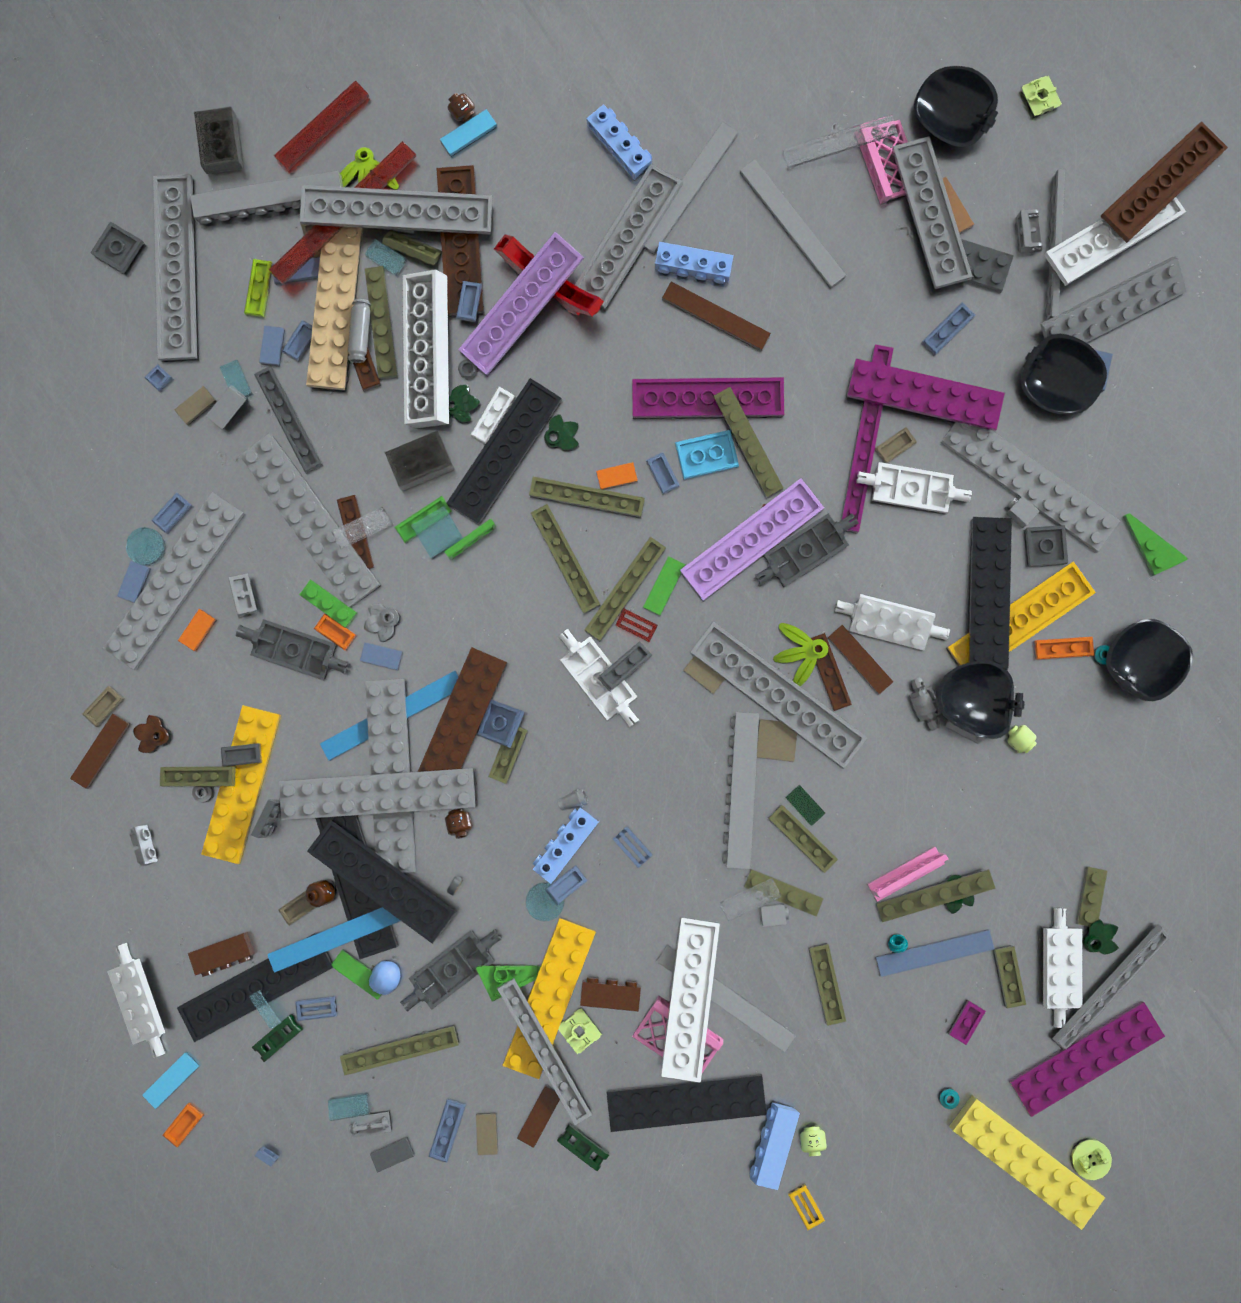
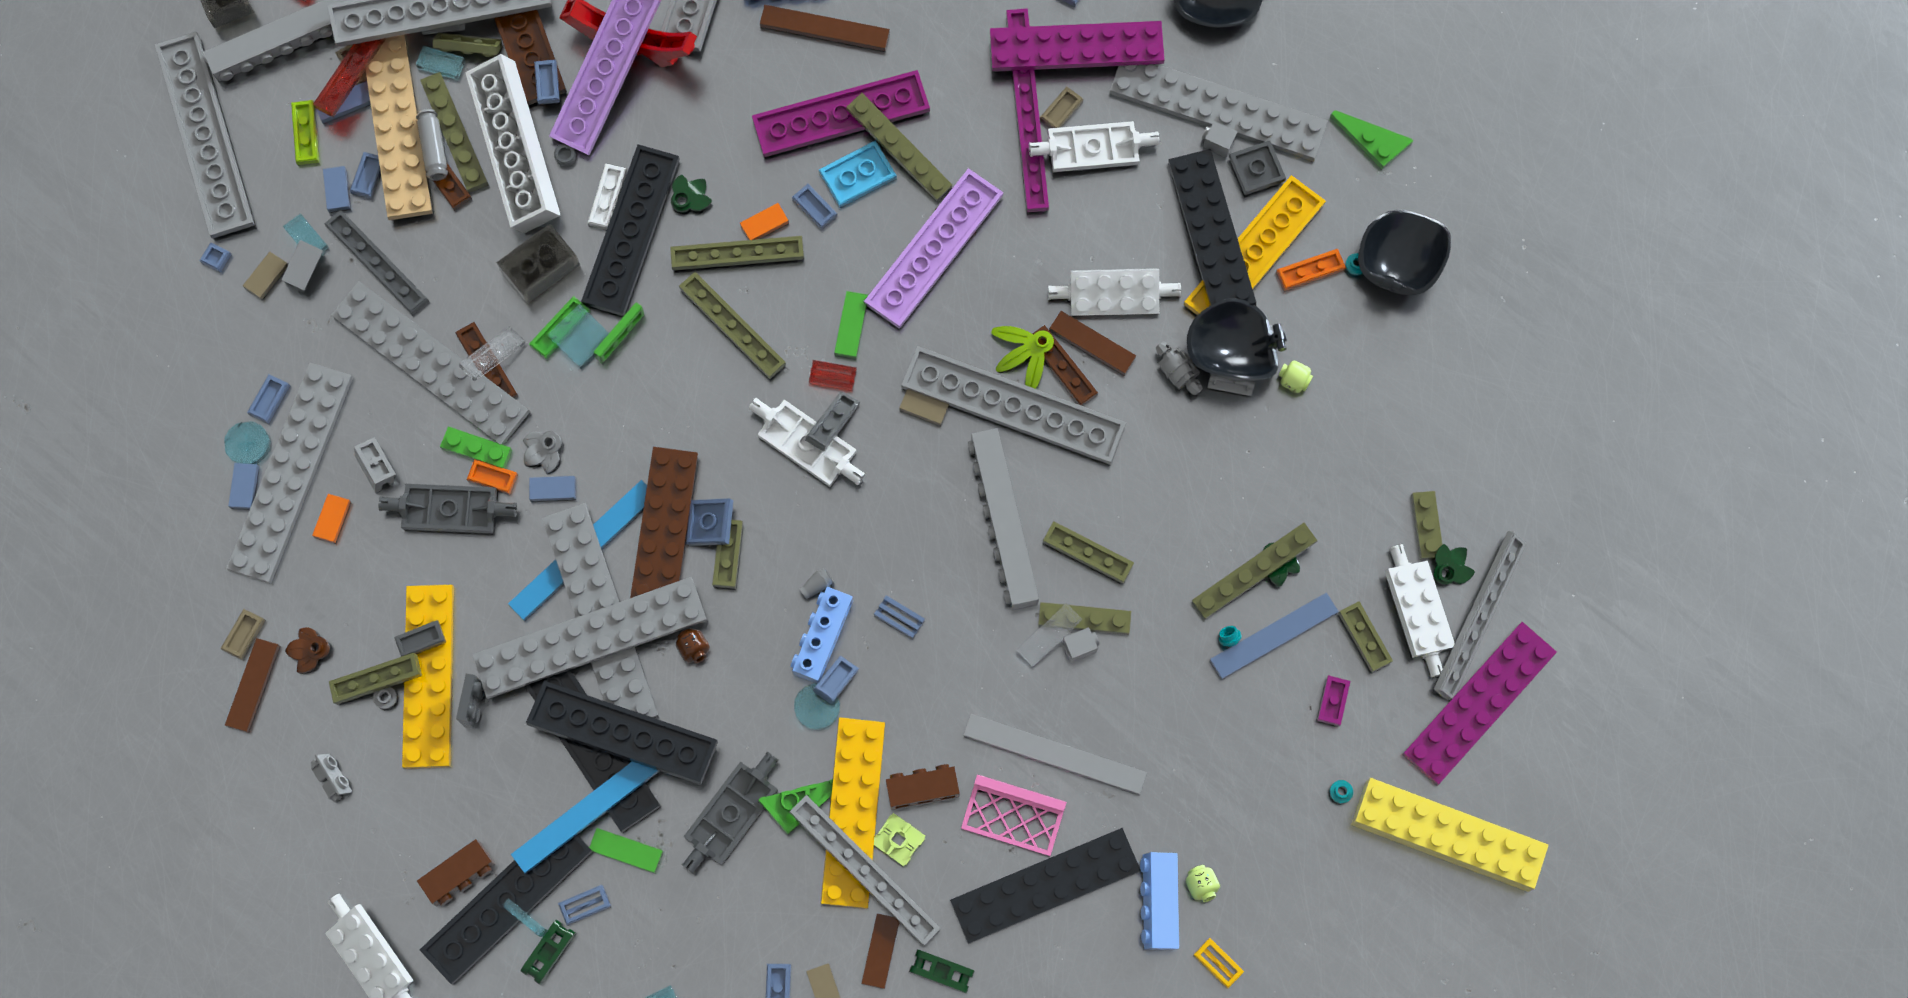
camera: 25 degrees left, 10 degrees down
(117, 247) = (132, 130): dark grey plate -> none
(296, 909) = (534, 794): dark tan tile -> none
(320, 893) = (554, 769): reddish brown head -> none
(384, 977) = (656, 844): light blue hair -> none
(399, 1050) = (695, 923): olive plate -> none
(453, 887) = (707, 716): dark grey tile -> none
(463, 403) = (570, 192): dark green plate -> none
(625, 588) = (808, 339): olive plate -> none
(690, 1000) = (1014, 763): white plate -> none
(776, 741) = (1026, 456): dark tan tile -> none
(805, 805) = (1079, 516): clear green tile -> none
(806, 549) = (997, 242): dark grey plate -> none
(827, 984) = (1165, 704): olive plate -> none
(907, 873) = (1216, 557): bright pink fence -> none
(1099, 1155) = (1528, 804): yellowish green plate -> none

